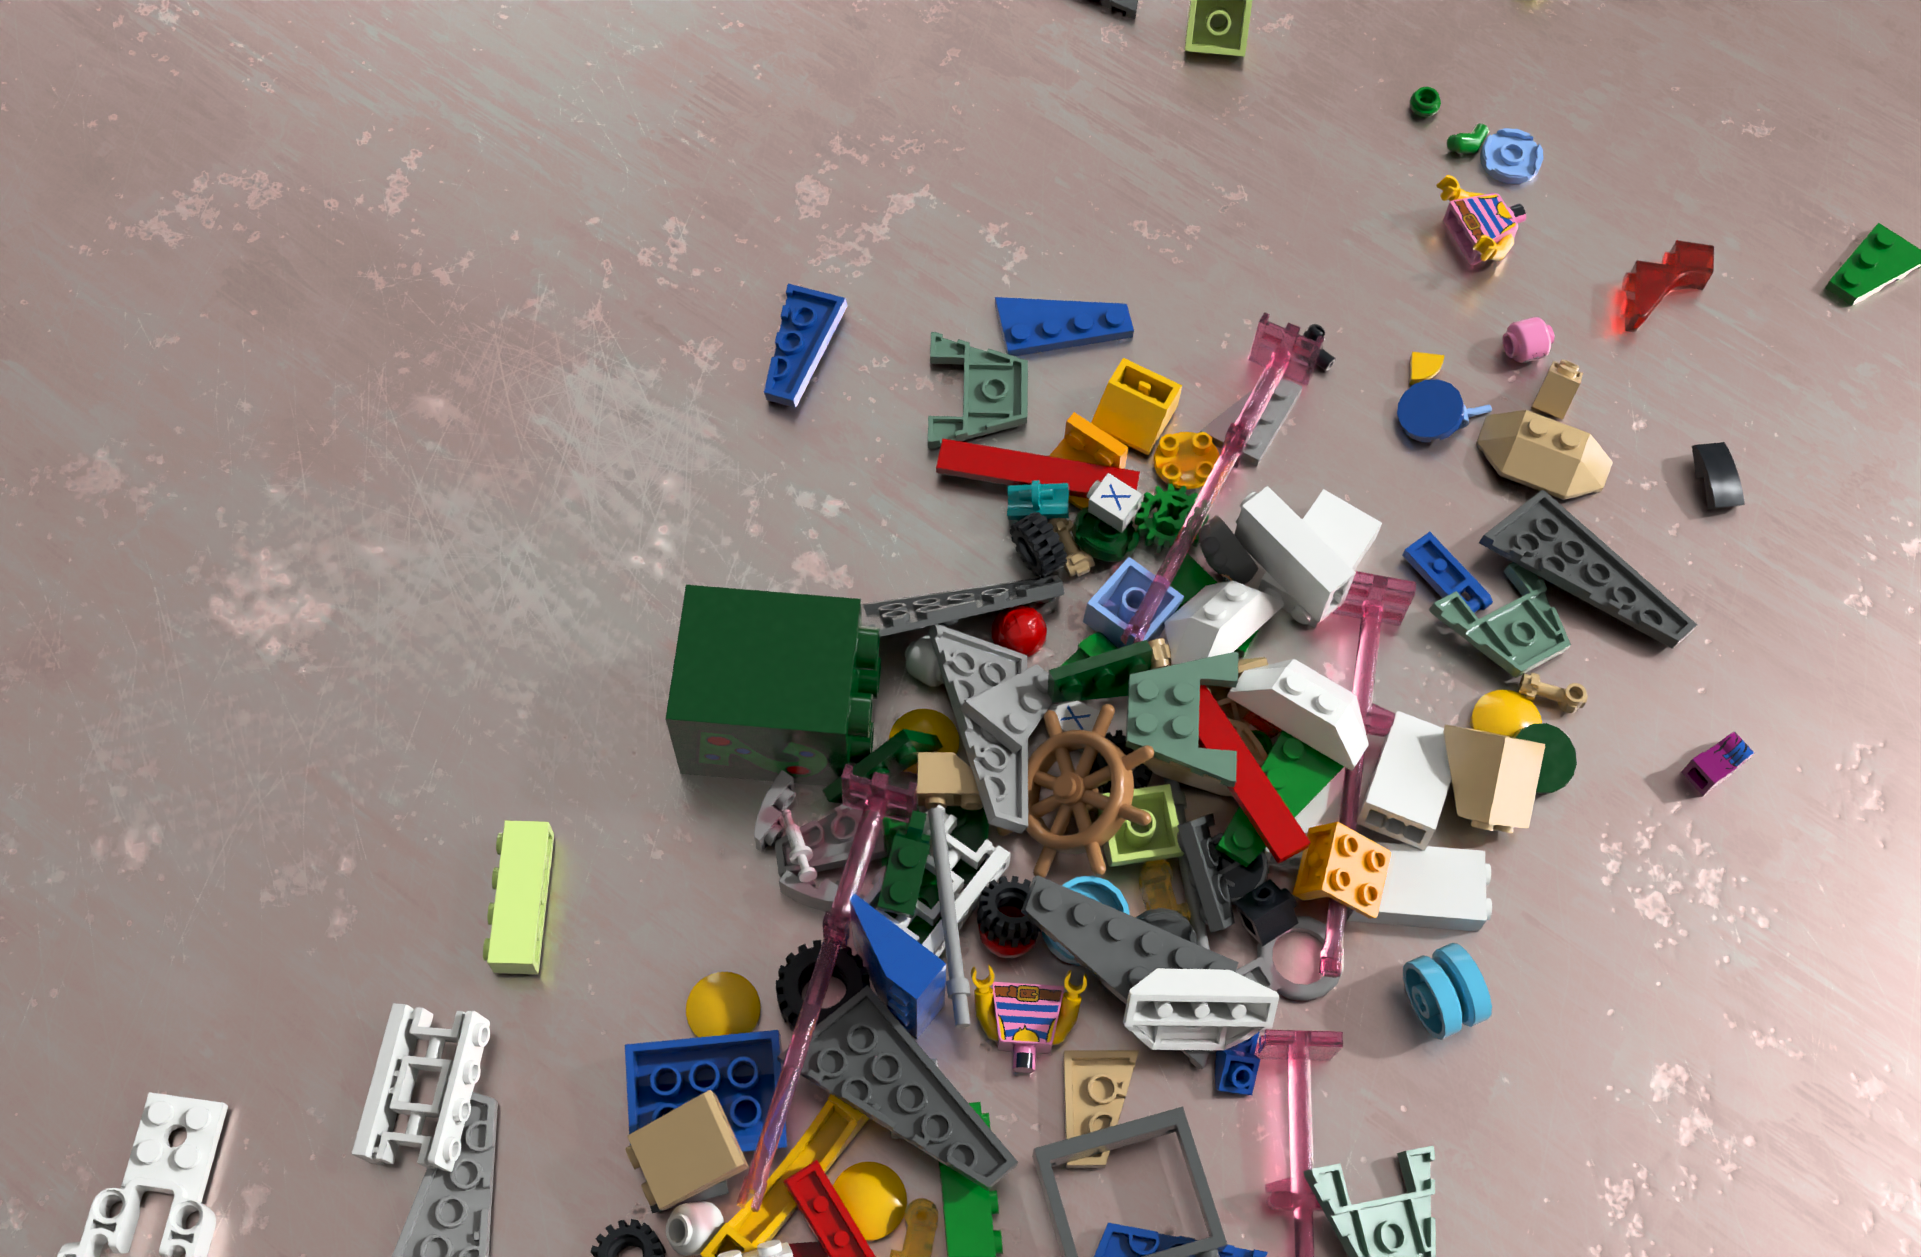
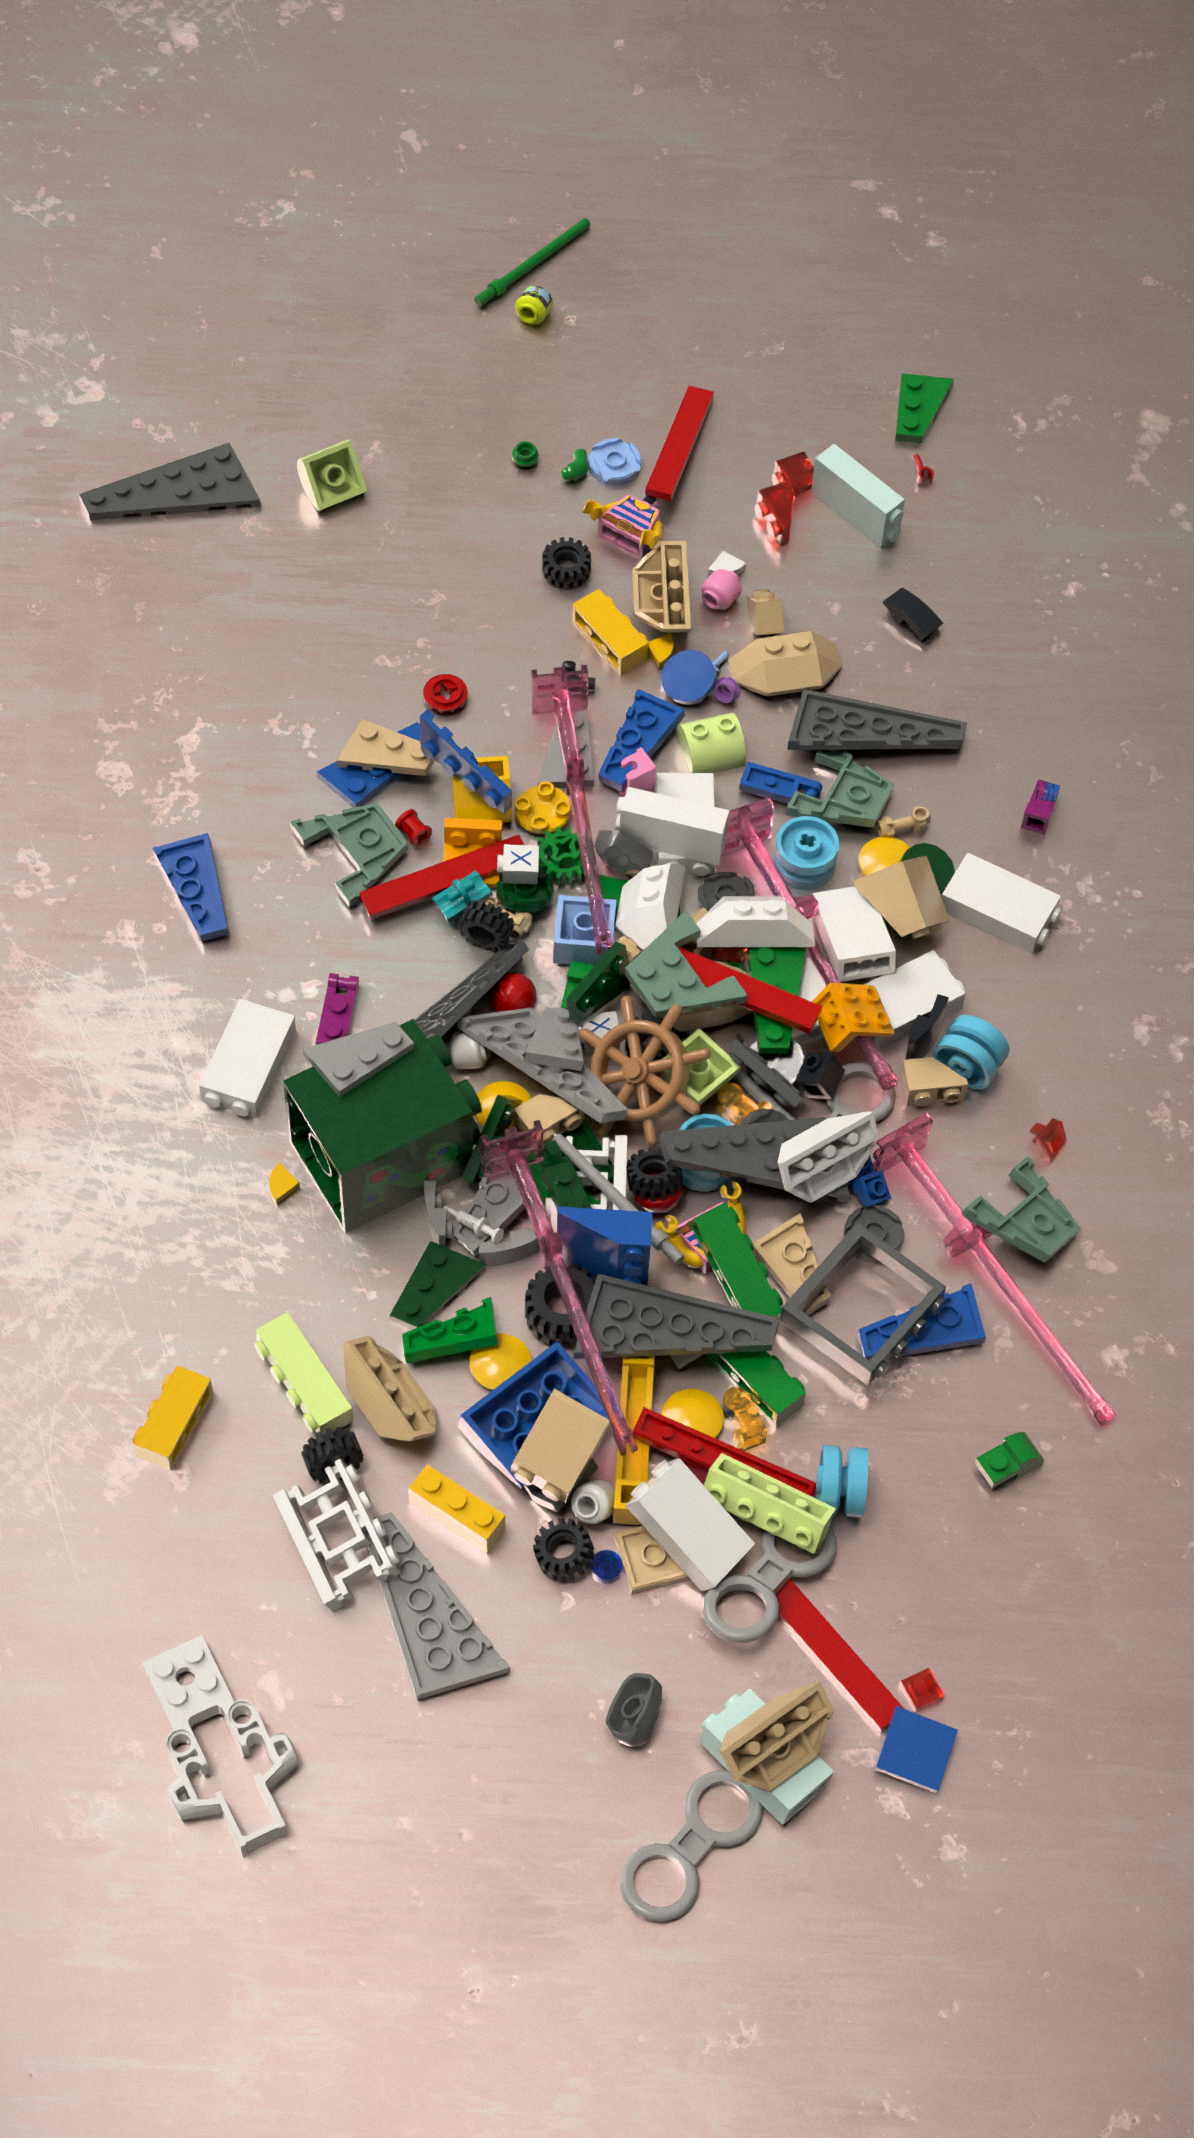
camera: 35 degrees left, 5 degrees down
(372, 857) = (172, 1417): none -> yellow brick
(481, 994) = (328, 1448): none -> black tyre
(558, 1140) = (457, 1509): none -> yellow brick
(587, 970) = (387, 1392): none -> tan wedge
(655, 684) = (282, 1183): none -> yellow tile
(700, 952) = (461, 1333): none -> green wing
(716, 538) = (247, 1058): none -> white brick
(719, 882) = (432, 1284): none -> dark green wing
(775, 605) = (357, 1057): none -> light grey wing
(837, 546) = (337, 1008): none -> magenta plate
(1022, 1068) = (734, 1262): none -> green brick
(1045, 405) = (413, 827): none -> red bush
(1073, 313) = (383, 748): none -> tan wing
(1123, 364) = (440, 746): none -> blue wing
(1164, 284) = (452, 685): none -> red gear
(1213, 1121) = (880, 1222): none -> dark grey tile
(1300, 488) = (642, 773): none -> bright pink hinge
(1313, 649) = (722, 885): none -> dark grey tile
(1347, 439) = (646, 726): none -> blue wing
(1383, 993) = (930, 1082): none -> tan slope
(1384, 320) = (610, 631): none -> yellow brick
(1389, 214) = (566, 575): none -> black tyre
(1406, 493) = (712, 743): none -> yellowish green brick
(1410, 939) = (927, 1030): none -> black slope
(1422, 663) = (806, 852): none -> medium azure wheel
(1461, 445) = (722, 690): none -> medium lavender plate
(1466, 306) = (663, 588): none -> tan wedge
(1470, 1142) = (1049, 1138): none -> clear red tile
(1556, 318) = (727, 562): none -> white tile
(1588, 171) = (679, 443): none -> red tile
(1599, 843) = (1001, 903): none -> white brick
(1740, 321) = (858, 496): none -> light aqua brick
(1832, 333) = (922, 470): none -> red hand

